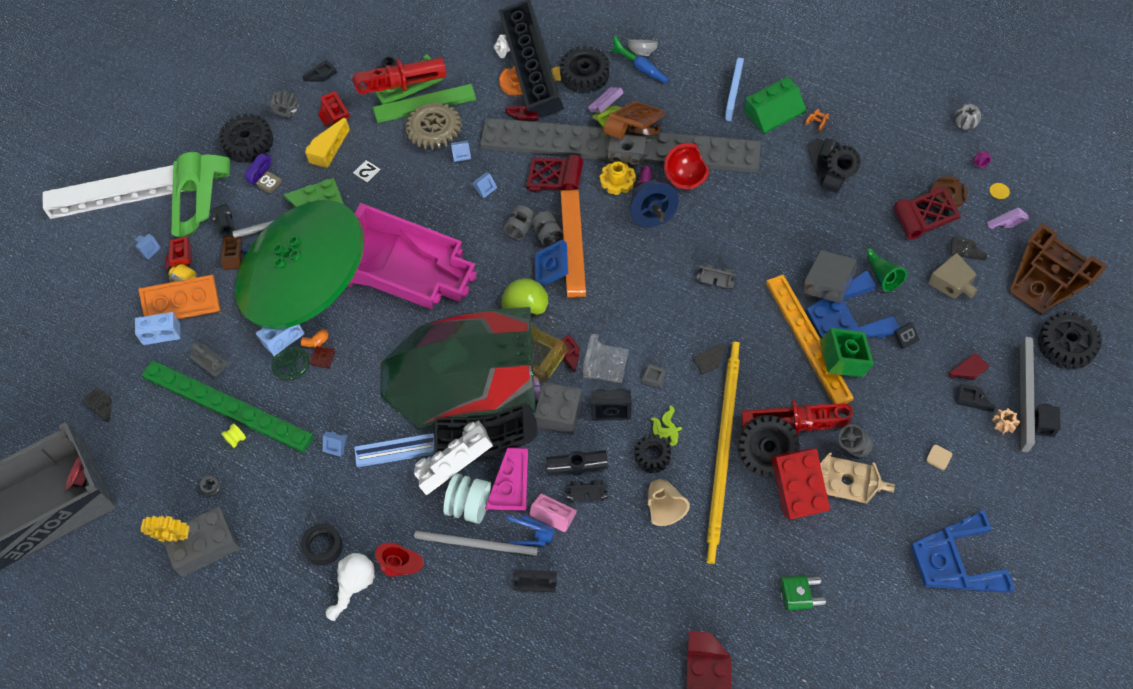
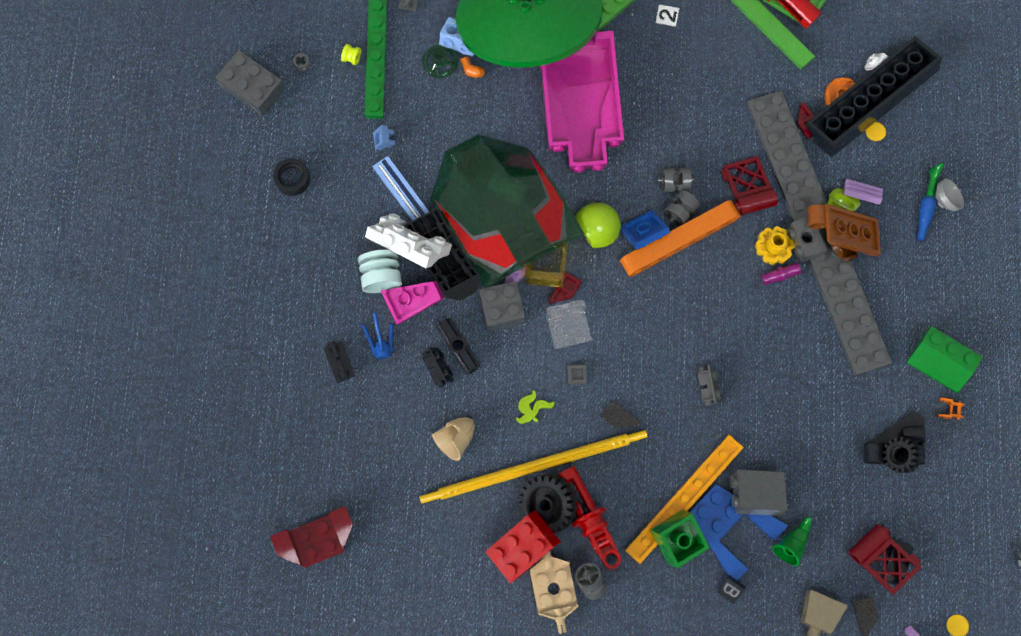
camera: 60 degrees right, 15 degrees up
(165, 528) = (235, 51): yellow gear -> none
(322, 357) = (458, 84): clear red tile -> none
(354, 575) = (276, 216): white hair -> none
(398, 560) = (303, 244): red piece -> none
(434, 130) = (737, 57): dark tan gear -> none
(460, 151) = (730, 87): medium blue tile -> none
(476, 543) = (350, 299): light grey piece -> none
(484, 185) = (702, 128): medium blue tile -> none
(552, 512) = (406, 347): bright pink slope -> none
(584, 69) = (899, 144): black wheel -> none
(611, 404) = (527, 348): black slope -> none
(653, 203) = (756, 291): dark blue piece -> none
(653, 464) = (498, 418): black tyre -> none
(685, 166) = (815, 303): red cylinder -> none
(734, 89) = (943, 310): light blue tile -> none
(797, 593) = (425, 584): green piece -> none
(956, 190) = (930, 577): reddish brown tile -> none
(982, 159) = (986, 594): magenta plate -> none

